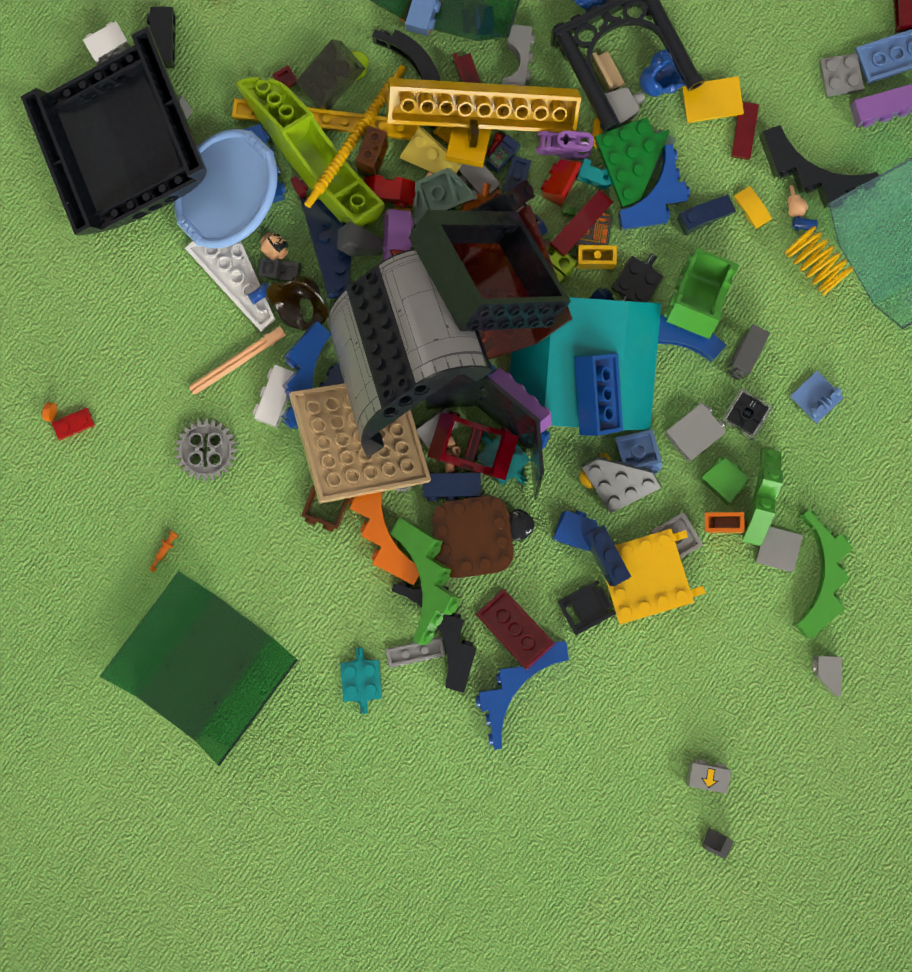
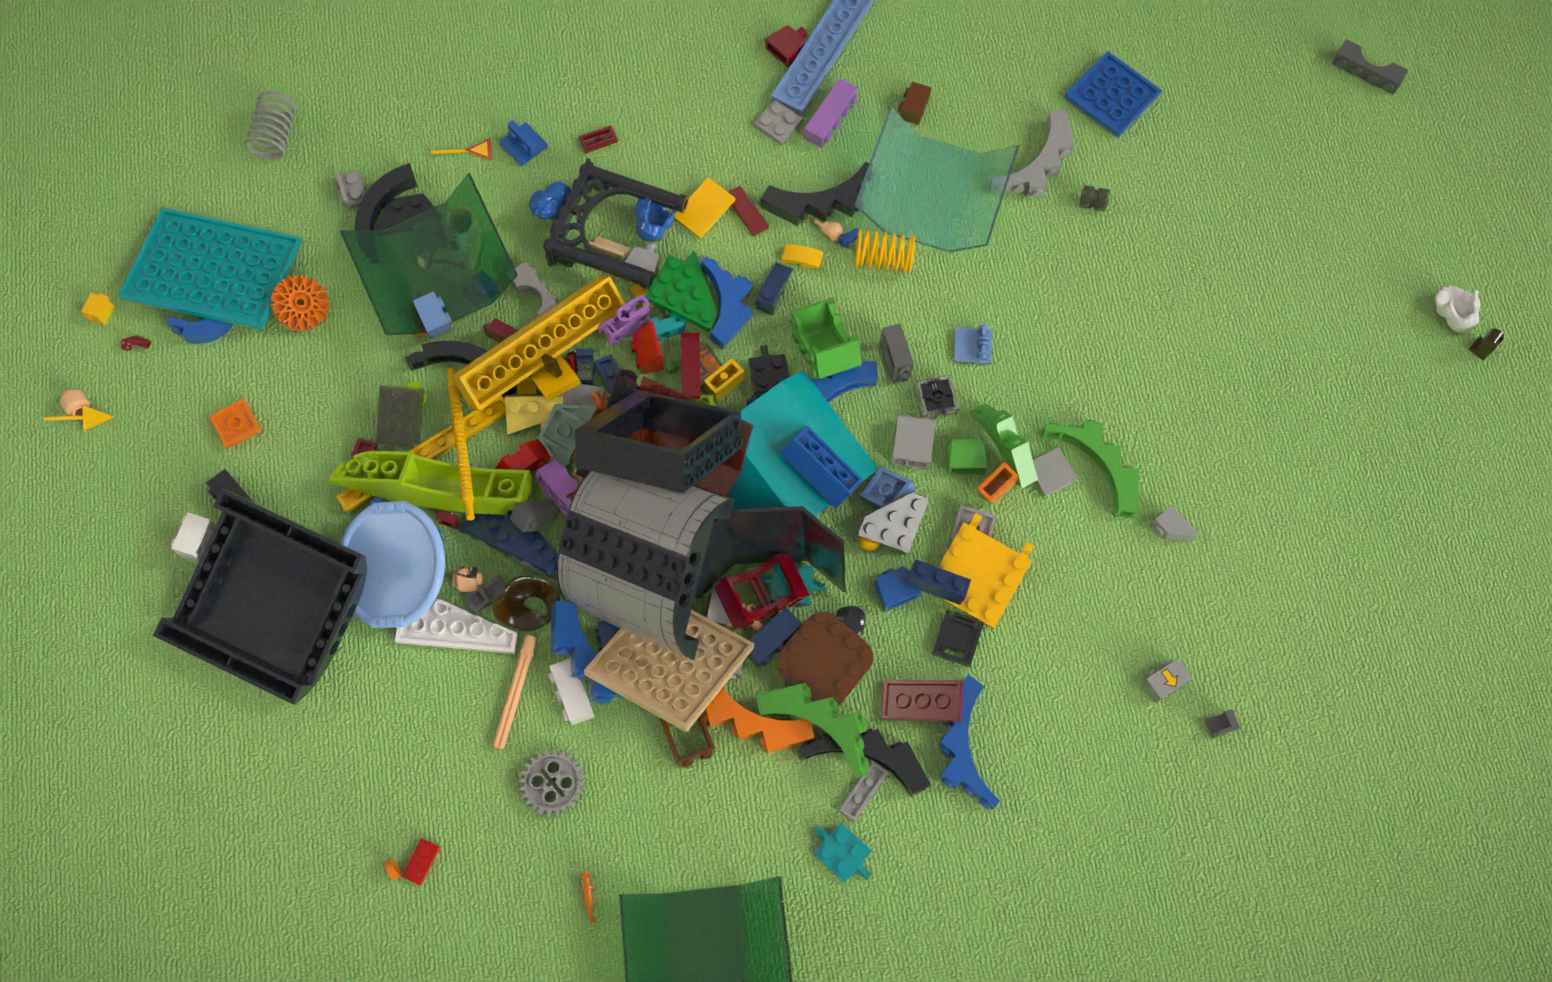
camera: 45 degrees left, 15 degrees down
(258, 294) = (488, 623): blue pin -> none
(373, 147) = (484, 443): reddish brown window -> none

